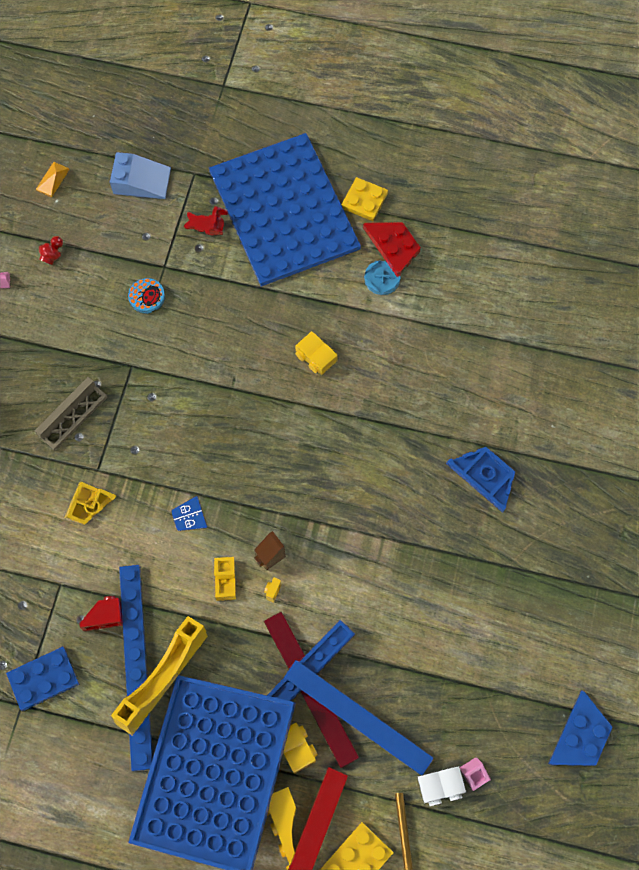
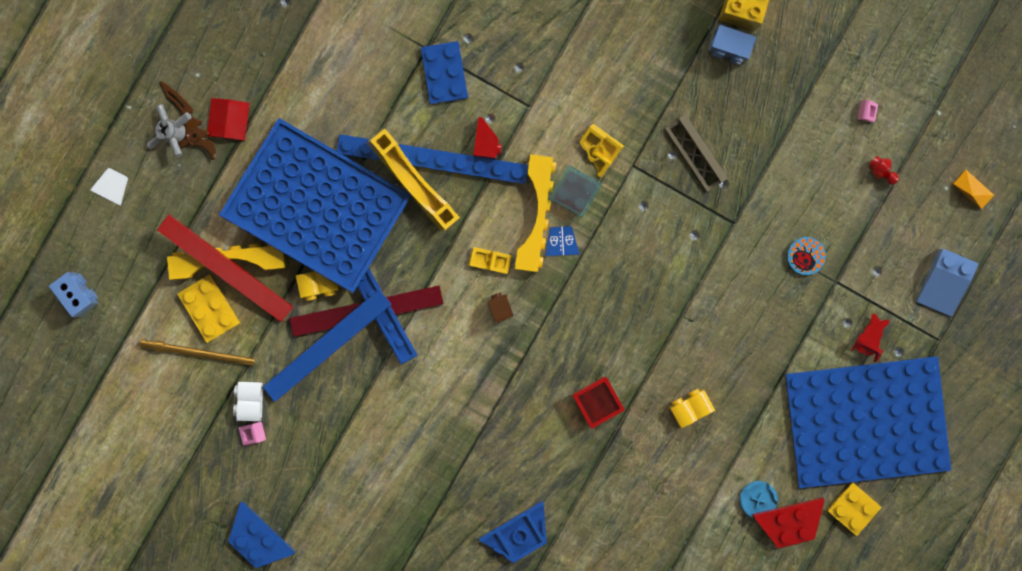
camera: 105 degrees right, 20 degrees up
(127, 551) = (539, 172): none -> yellow arch
(134, 513) = (575, 191): none -> clear light blue piece
(272, 589) = (466, 301): yellow plate -> none
(335, 435) = (598, 402): none -> clear red piece

